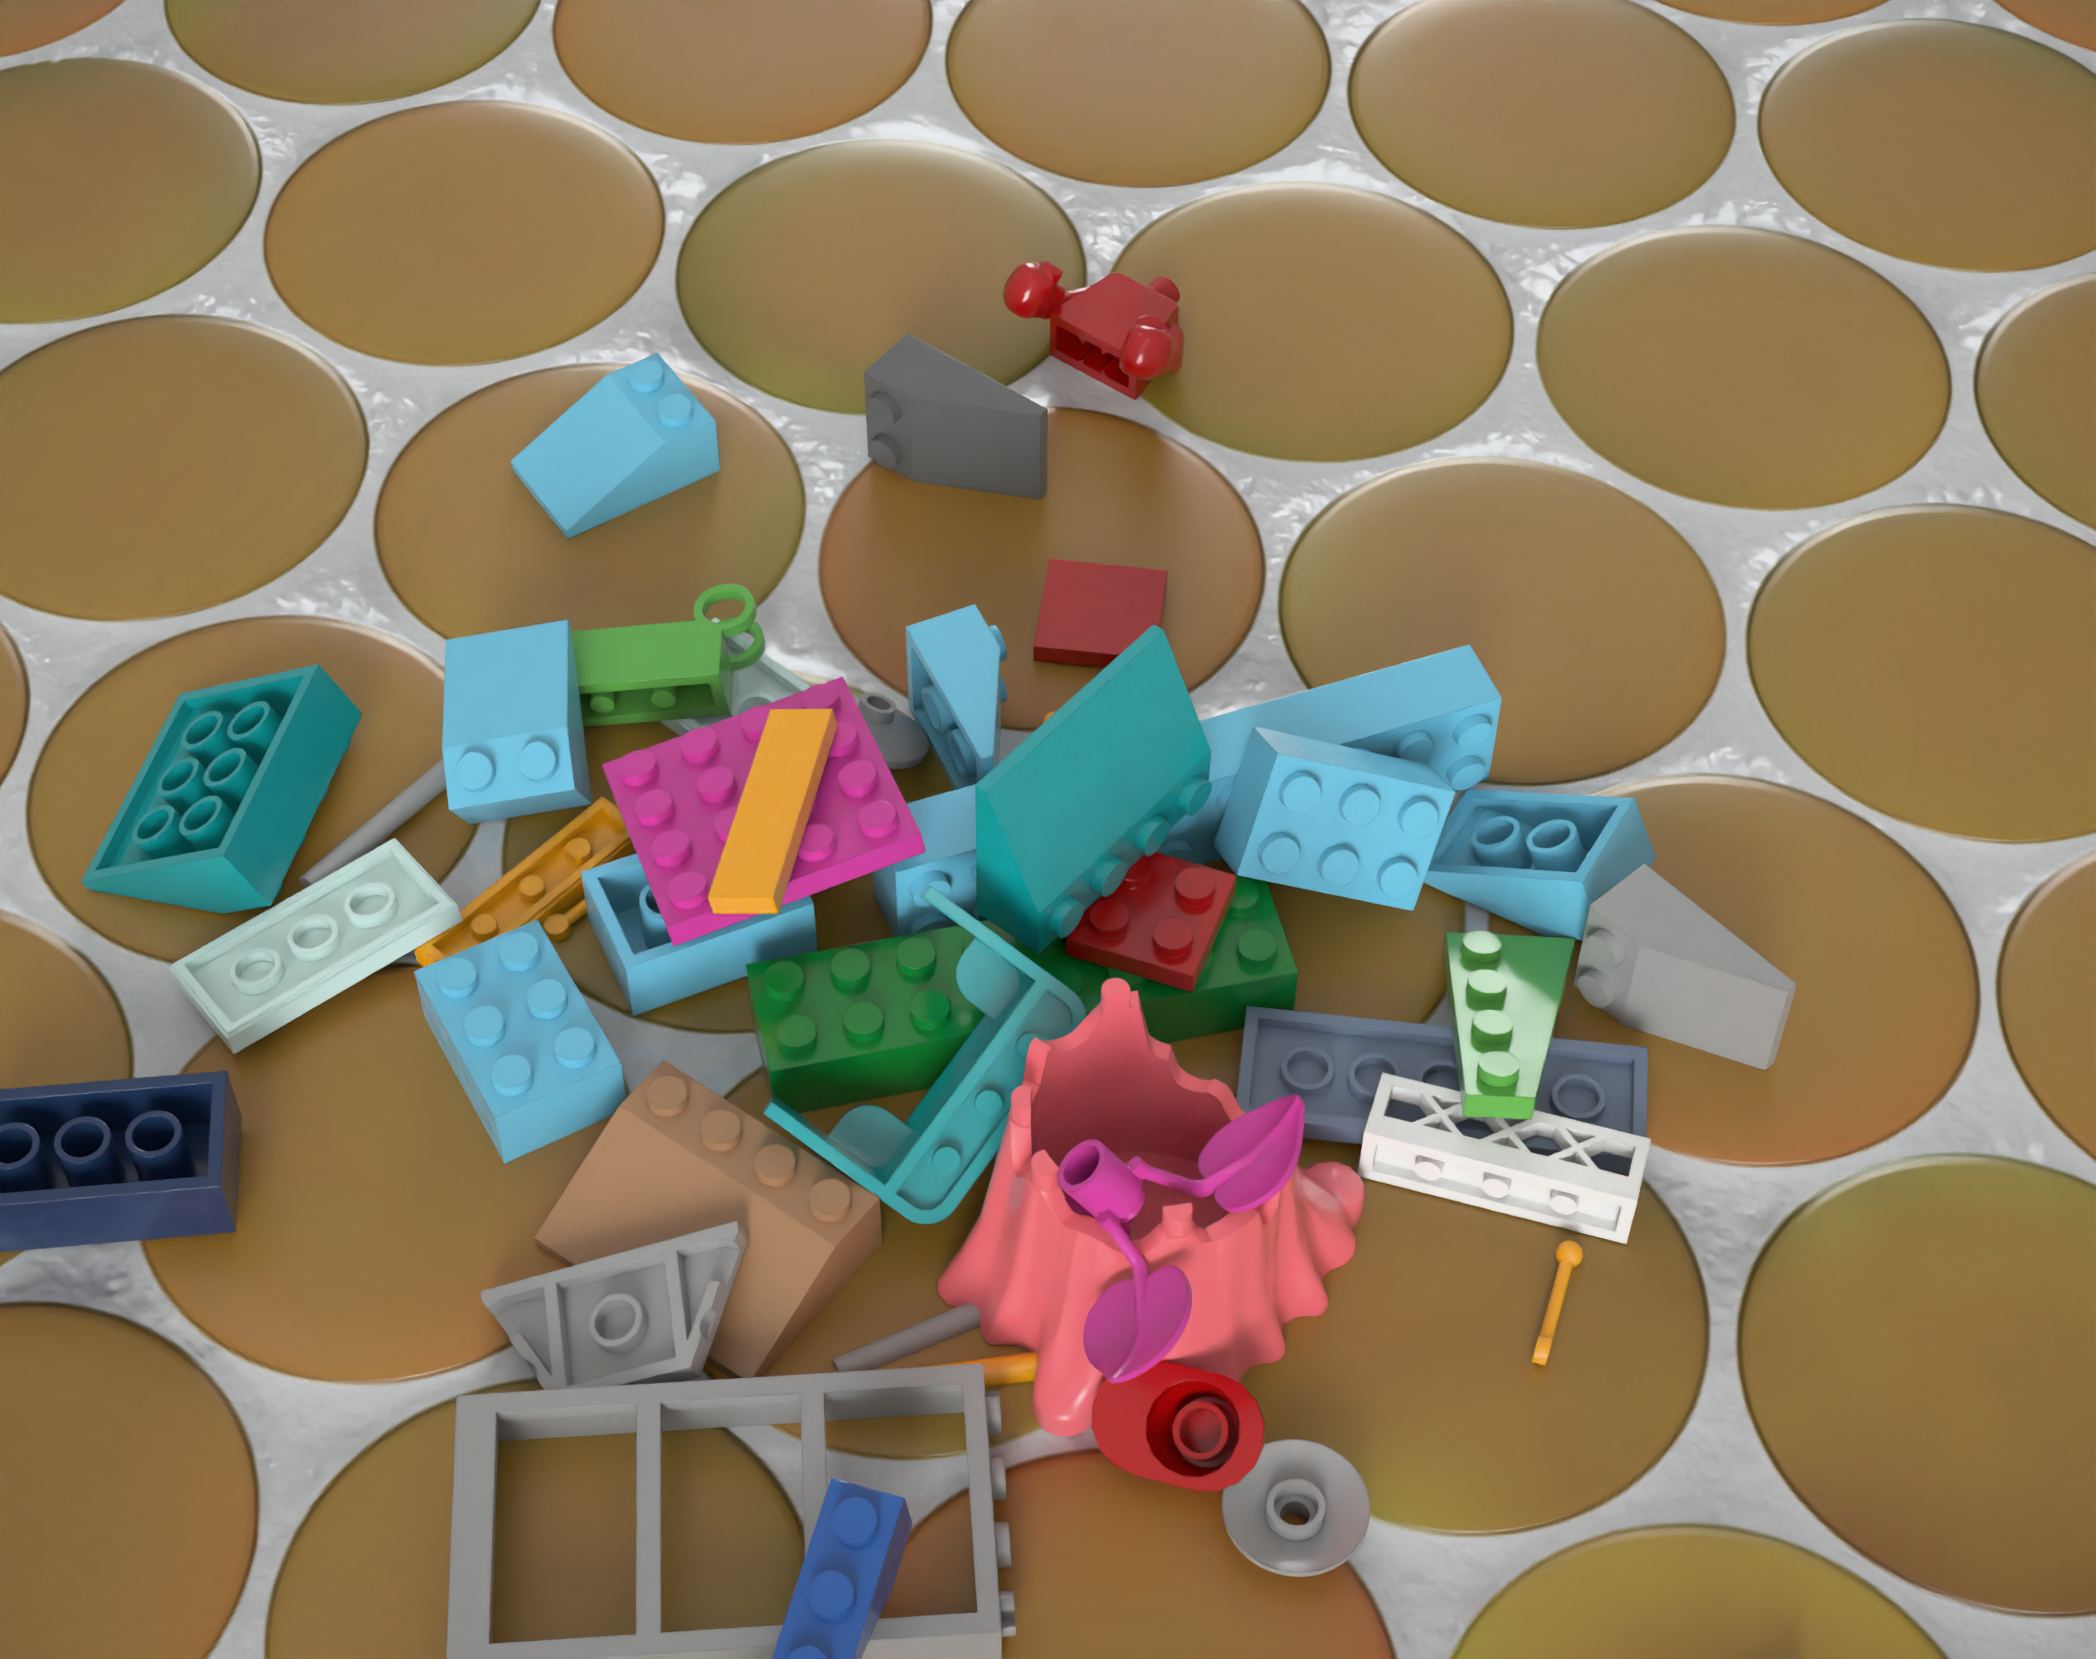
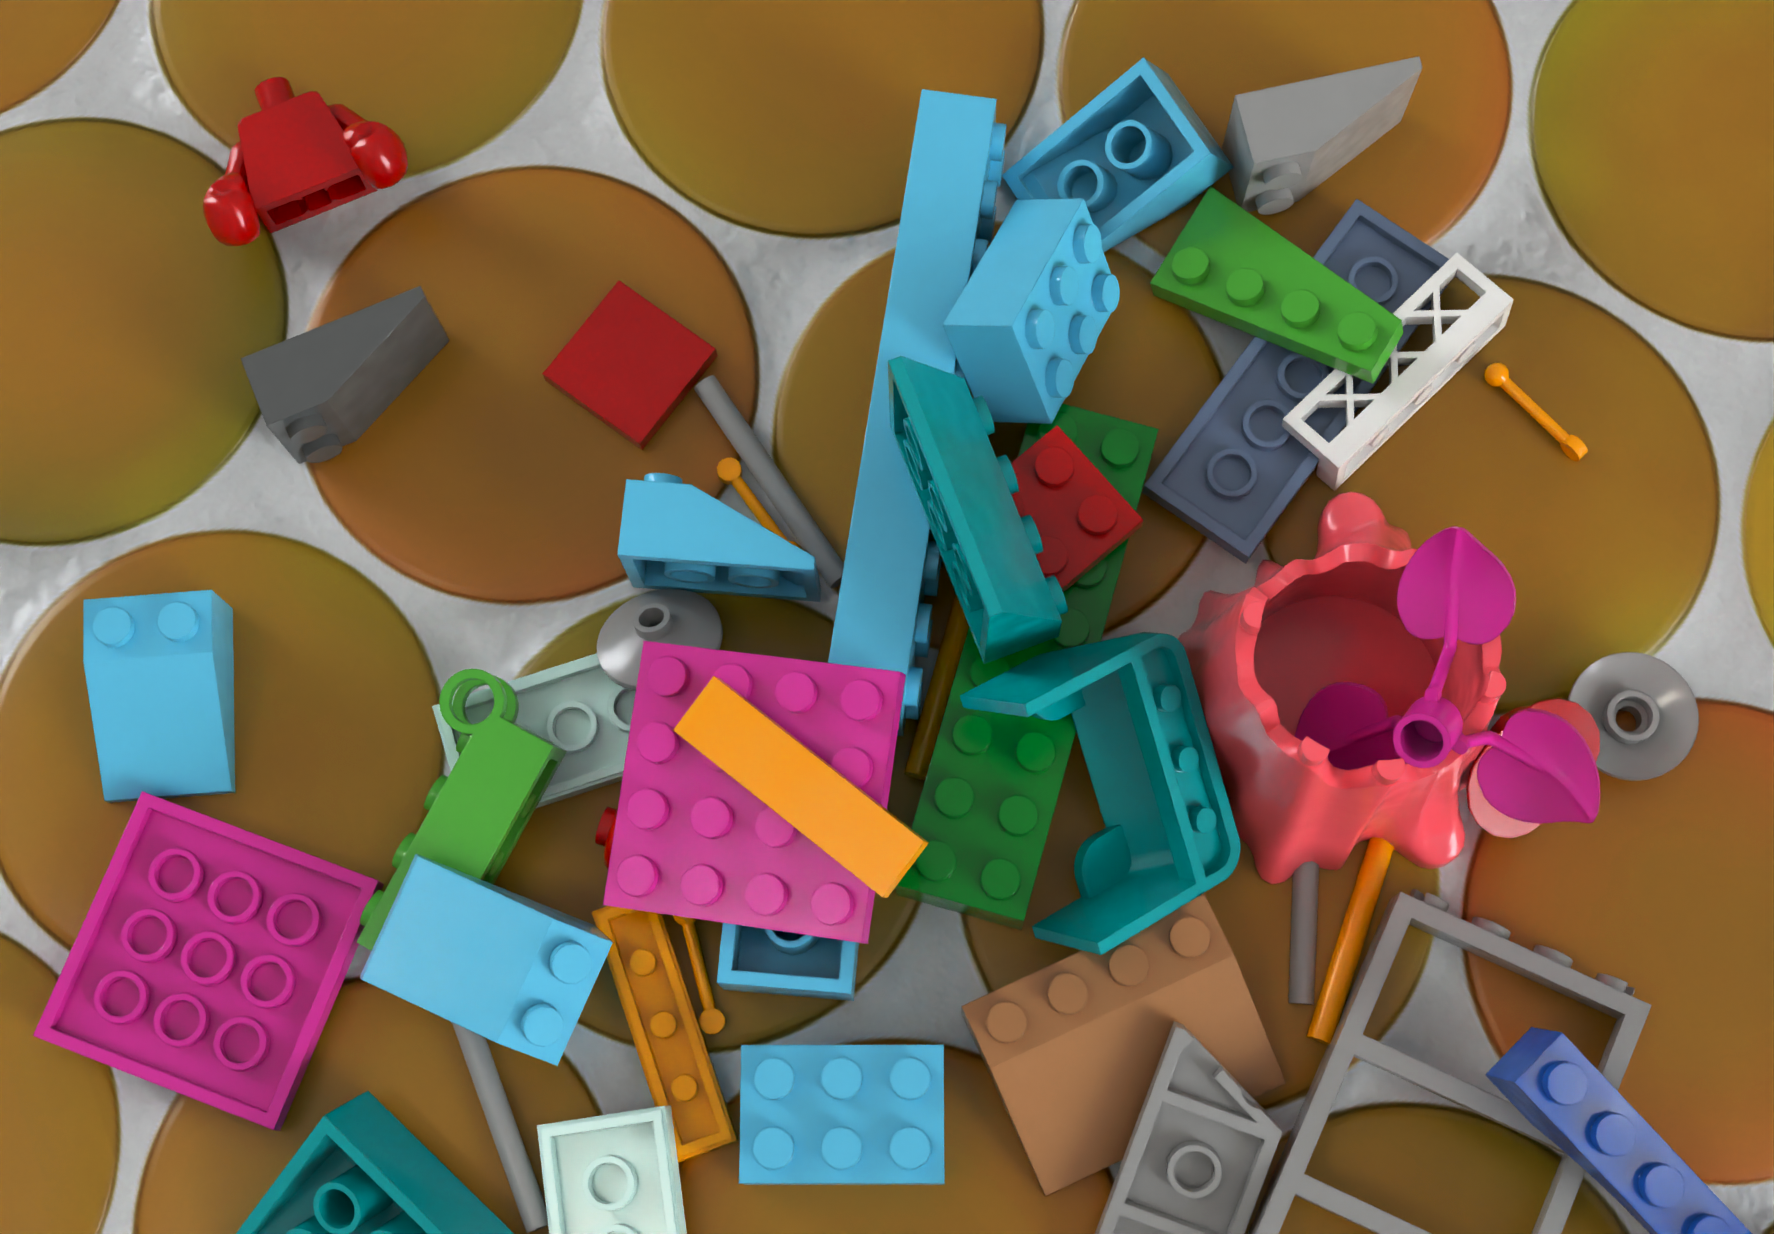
camera: 55 degrees left, 25 degrees up
(410, 566) = (209, 961): none -> dark pink plate

